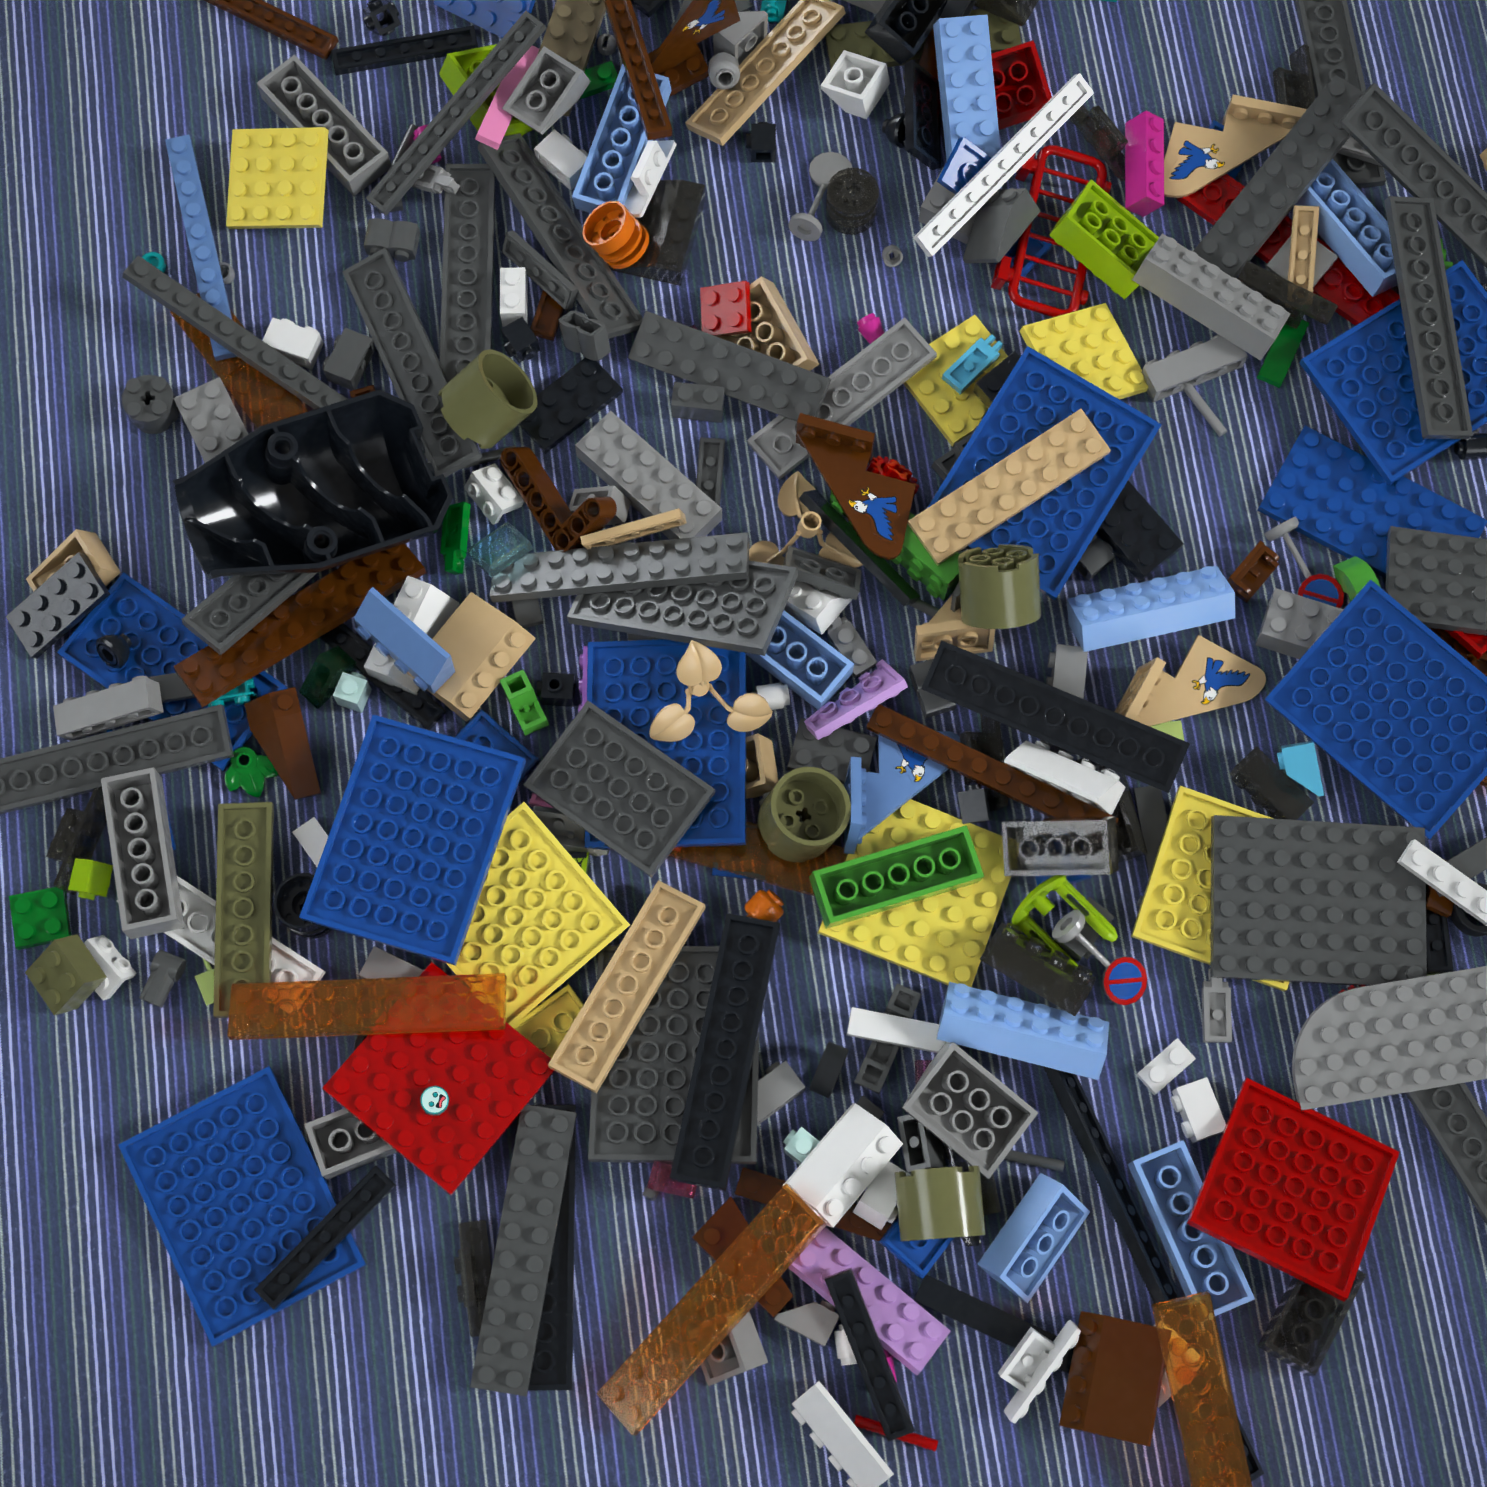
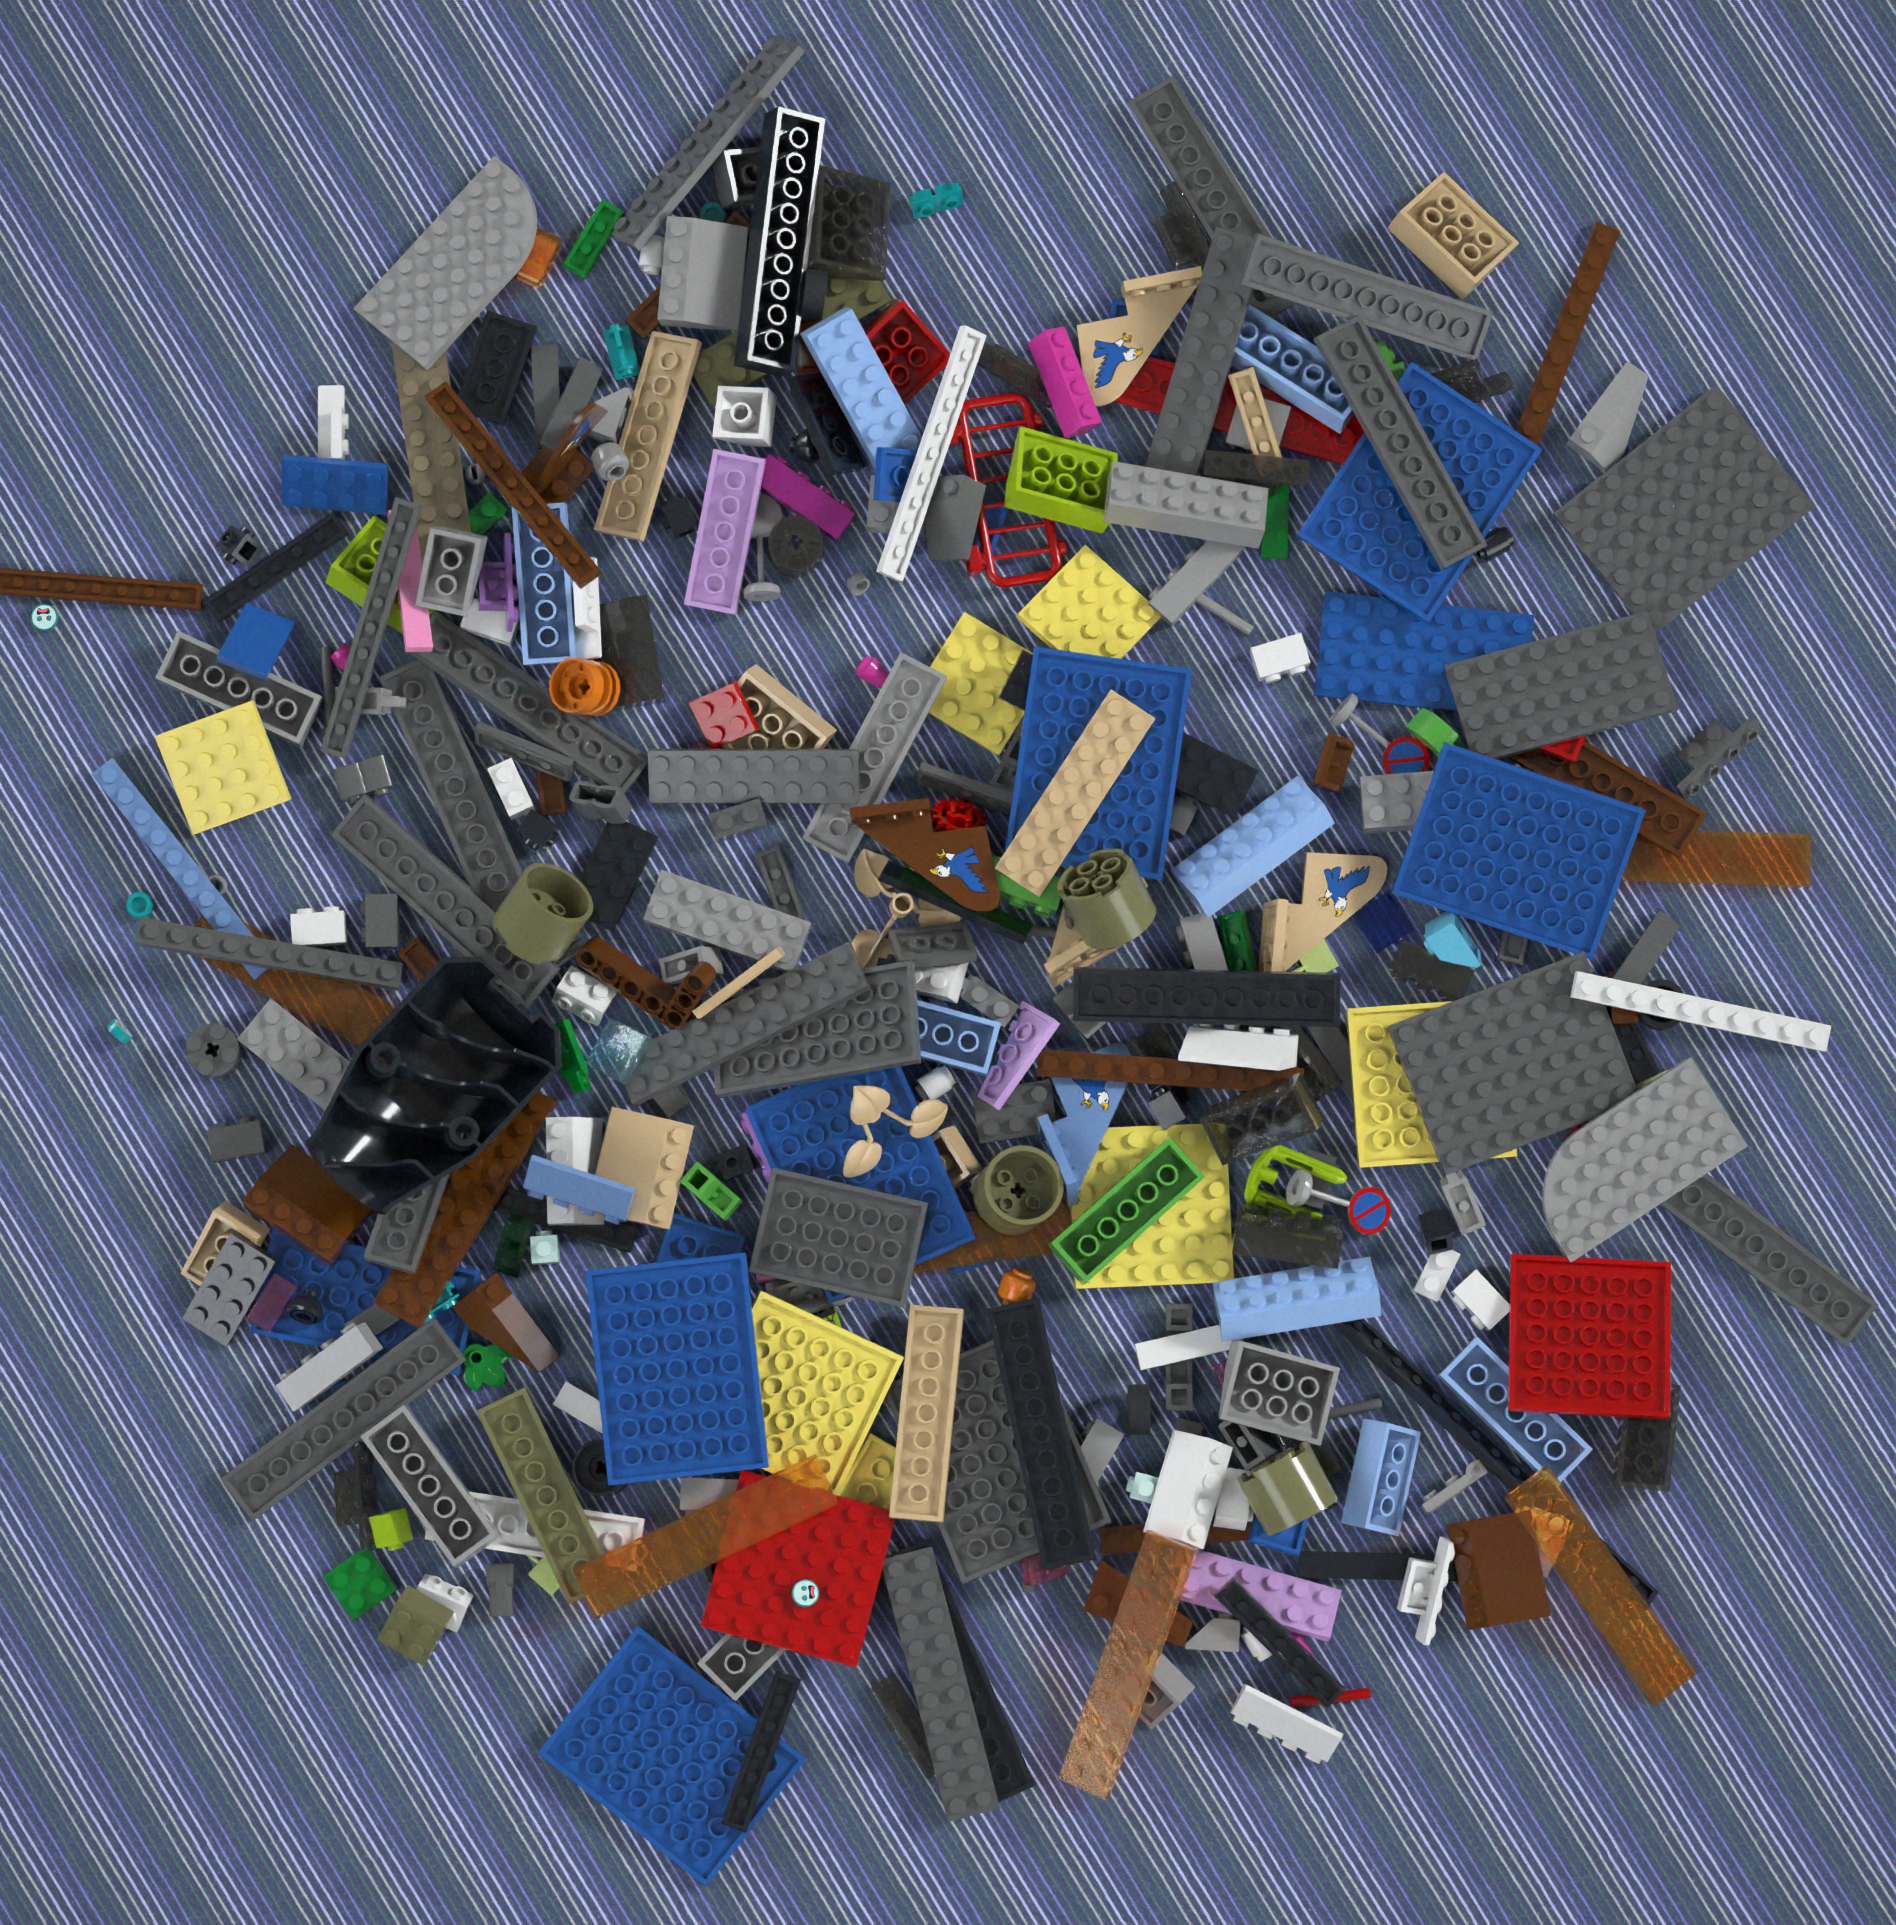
camera: 25 degrees left, 10 degrees up
(80, 356) = (119, 1031): none -> teal tile
(86, 632) = (271, 1302): none -> clear pink plate
(131, 486) = (236, 1140): none -> dark grey brick
(160, 565) = (307, 1206): none -> reddish brown slope
(194, 12) = (44, 617): none -> tile
(355, 91) = (255, 641): none -> blue tile
(580, 129) = (496, 585): none -> medium lavender bracket
(796, 164) = (724, 531): none -> lavender plate
(865, 152) = (805, 499): none -> magenta brick
(909, 455) = (964, 788): none -> dark grey tile
(972, 364) = (985, 670): medium azure hinge -> none
(1100, 1279) = (1455, 1486): none -> light grey hinge
(1102, 682) = (1237, 941): none -> green tile
(1181, 1026) = (1436, 1231): none -> black brick
(1241, 463) = (1280, 658): none -> white brick
(1241, 729) = (1382, 922): none -> clear blue piece
(1355, 800) = (1512, 948): none -> dark grey tile

